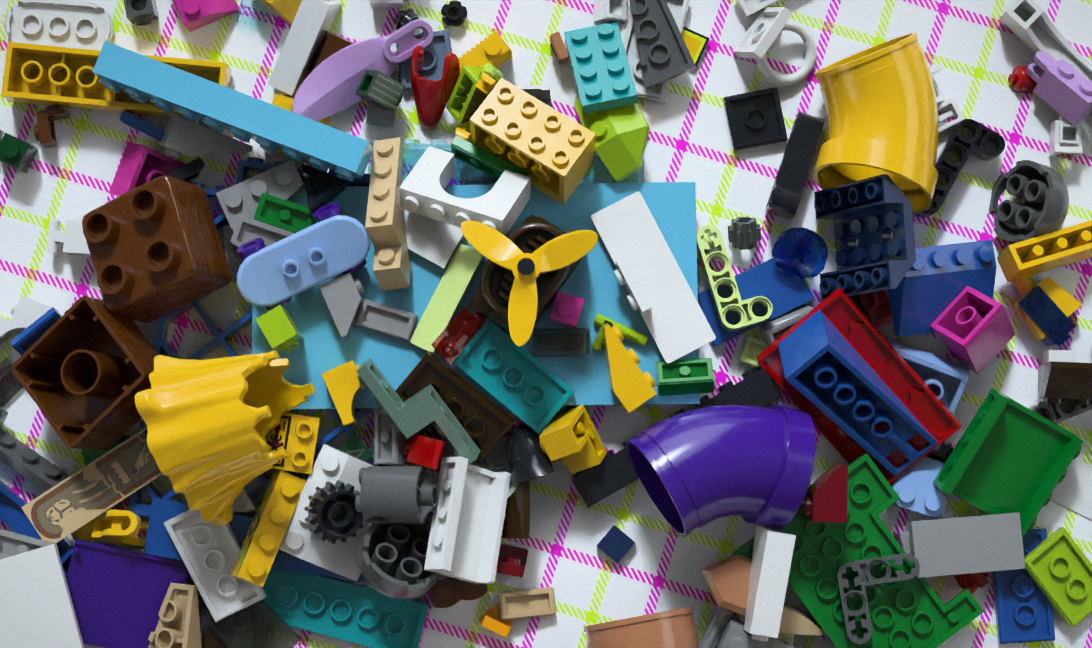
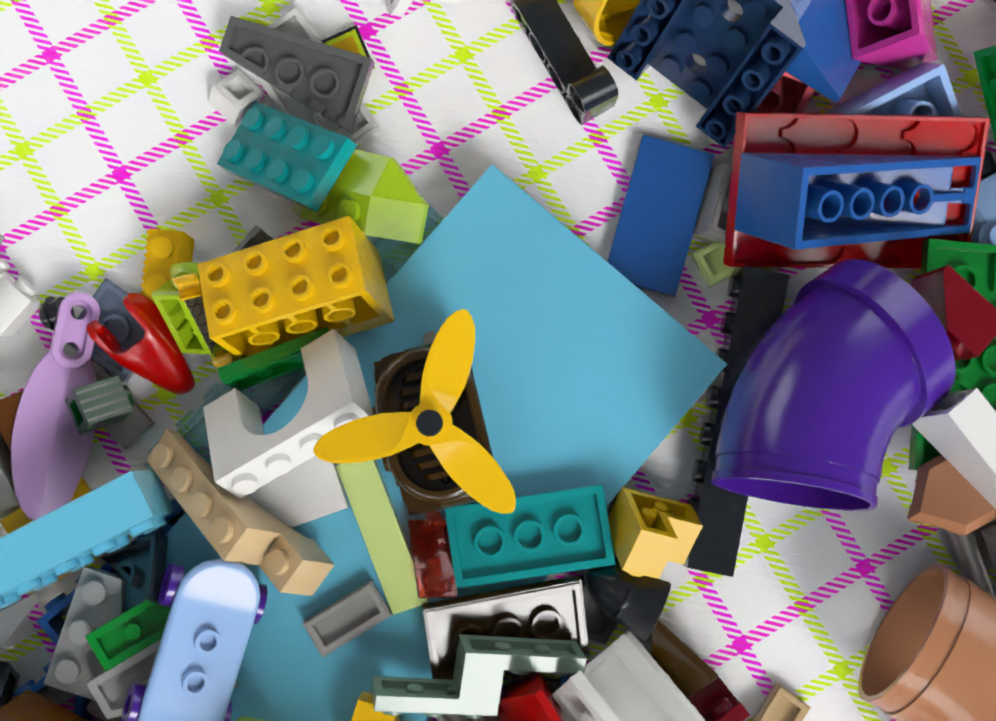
camera: 55 degrees left, 0 degrees up
(343, 301) = (286, 650): light grey slope -> none
(457, 20) = (101, 265): black plate -> none
(559, 48) = (228, 182): nougat tile -> none
(562, 342) = (538, 451): clear smoke slope -> none
(566, 310) = (509, 415): dark pink brick -> none
(615, 544) = (789, 578): dark blue tile -> none
(625, 377) = (634, 417): yellow slope -> none
(628, 333) = (577, 386): lime hose -> none
(652, 277) = (554, 295): white bracket -> none
(685, 377) = (687, 354): green slope -> none
(726, 277) = (617, 220): yellowish green beam -> none
(744, 233) = (586, 164): dark grey gear -> none
(755, 119) = (479, 53): black tile -> none
(800, 253) = (660, 124): clear blue tile -> none

